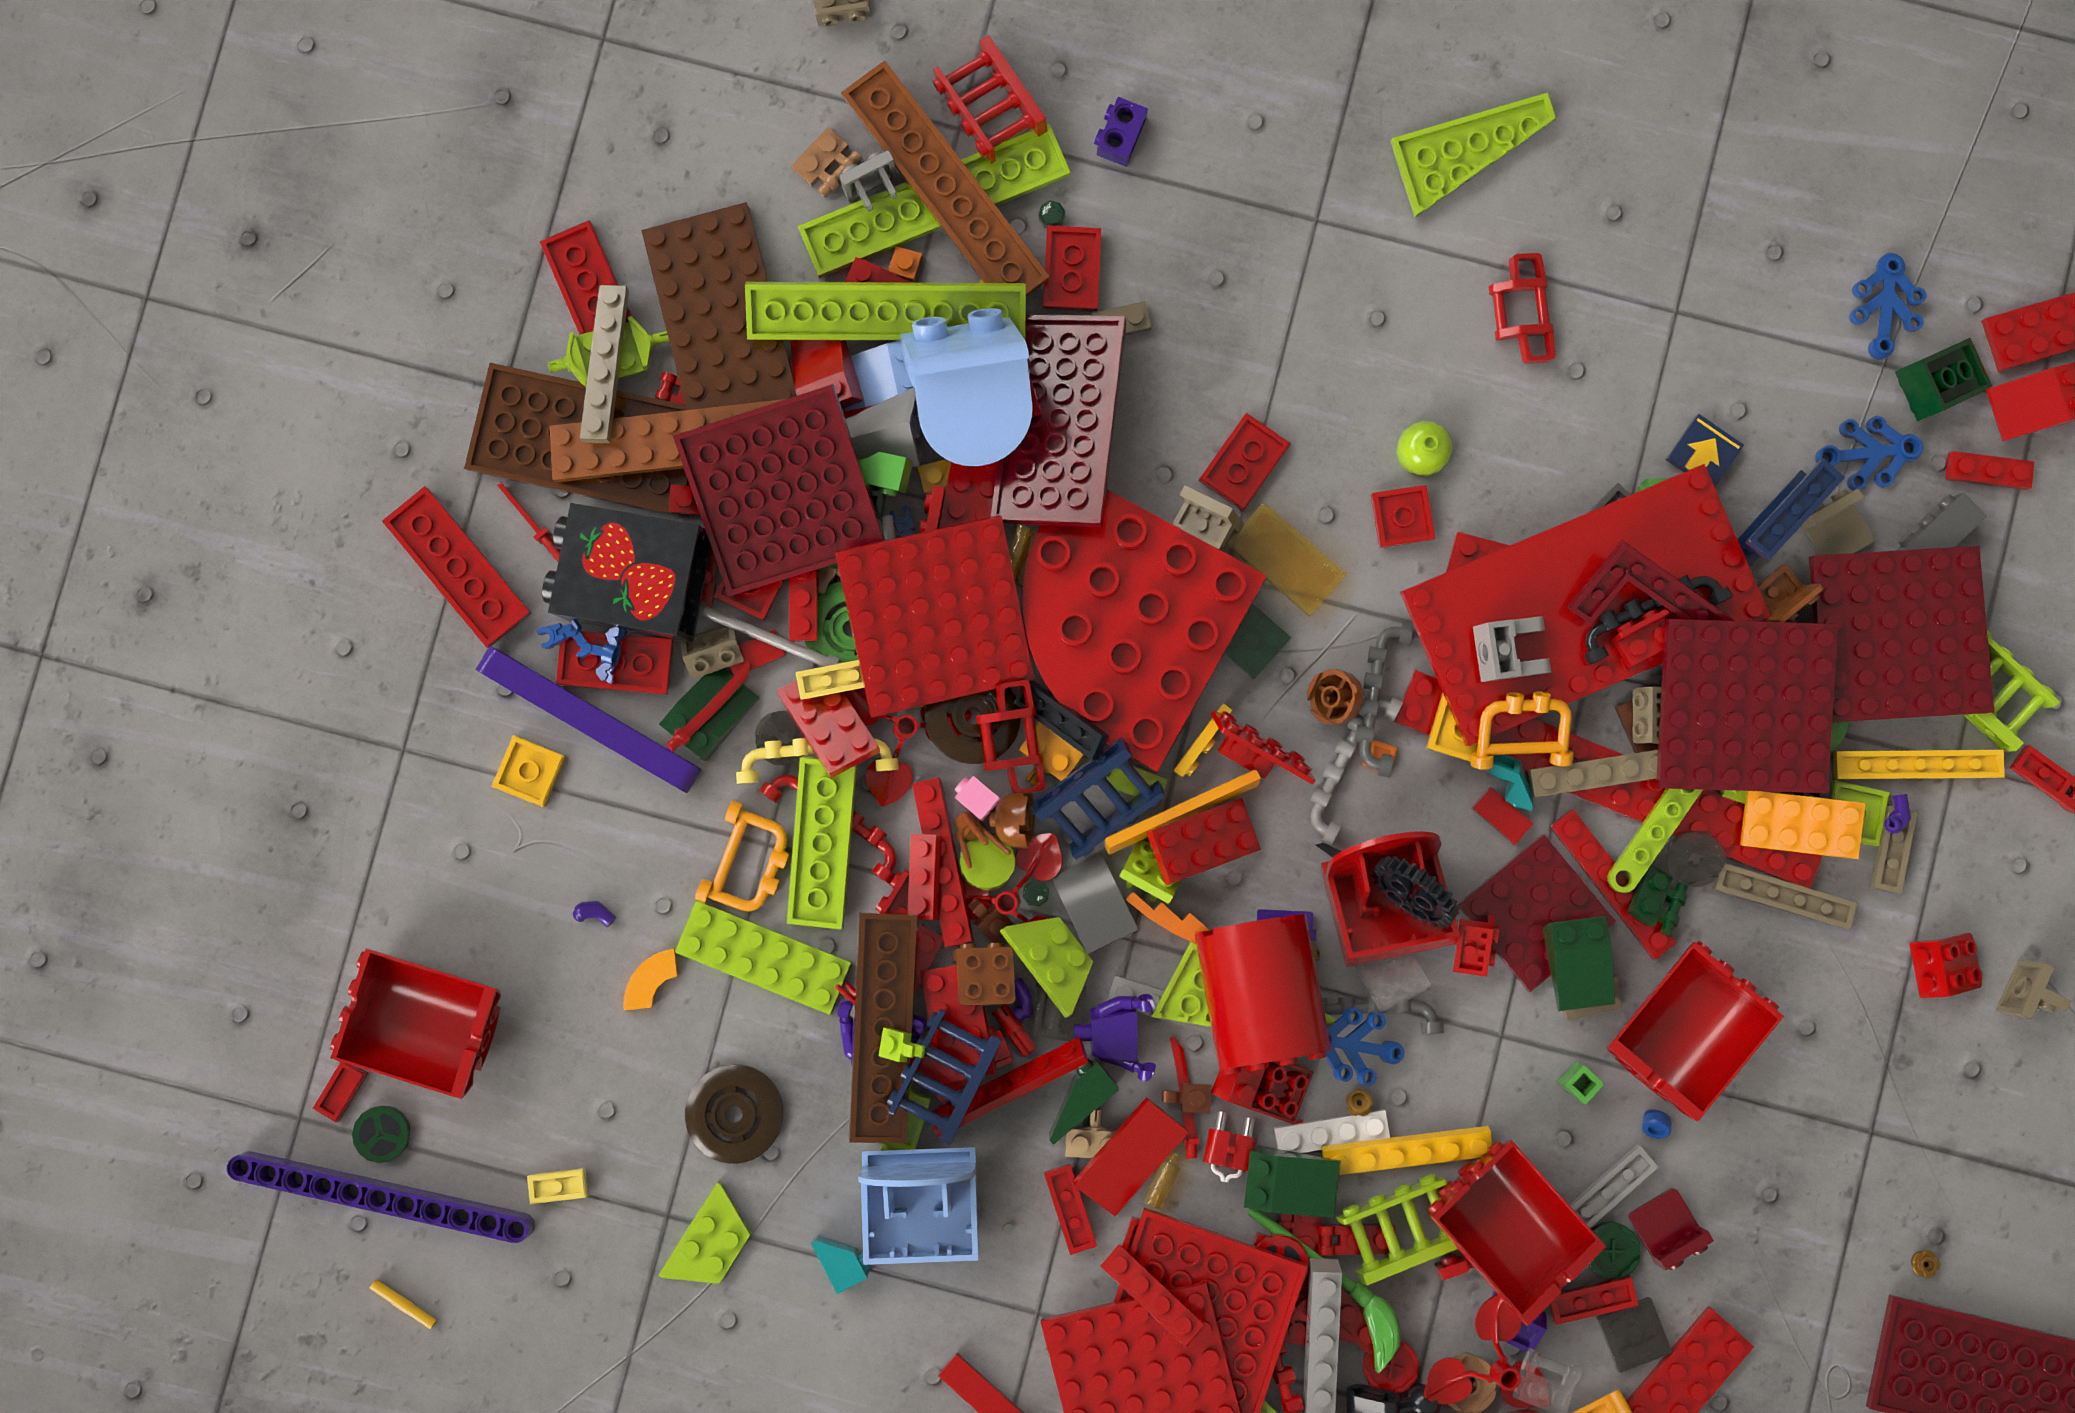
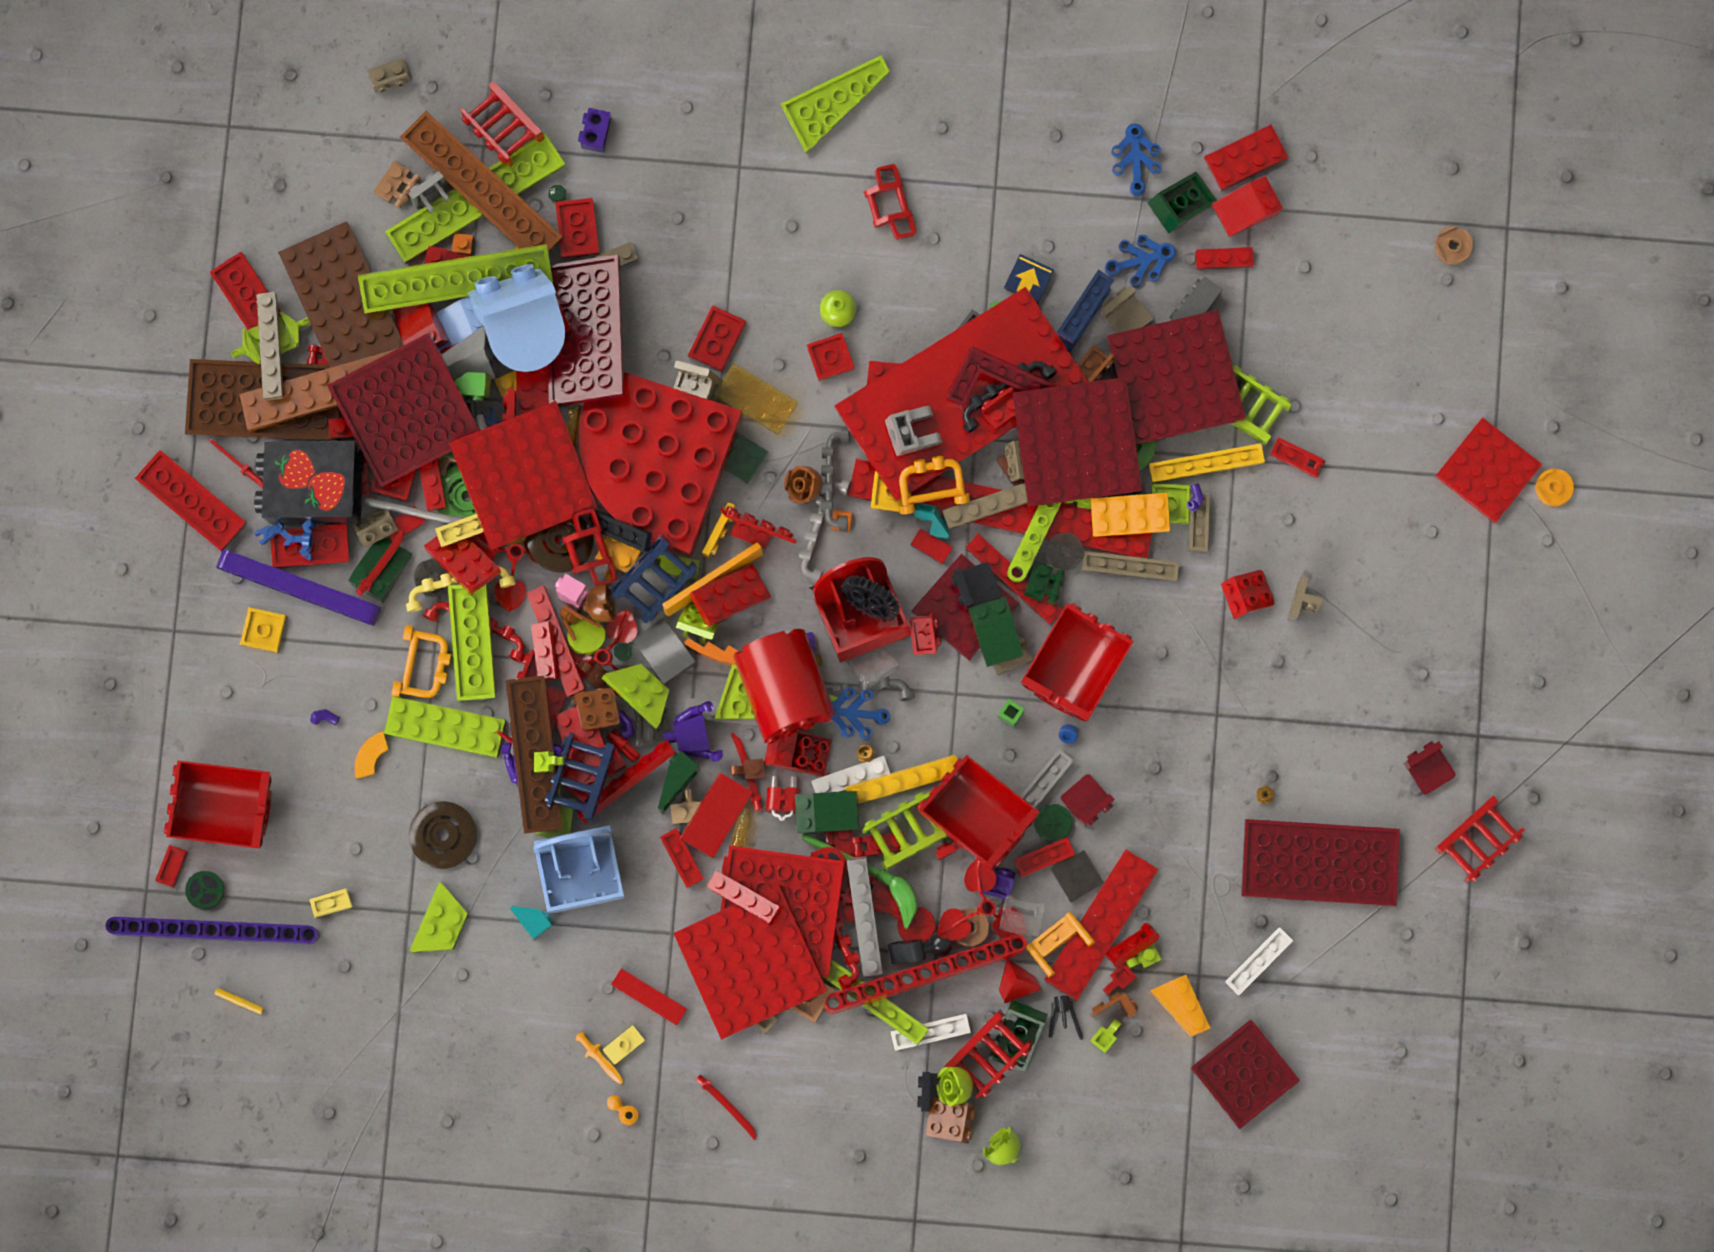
camera: 10 degrees left, 5 degrees down
(1561, 888) = (975, 585): none -> black bracket

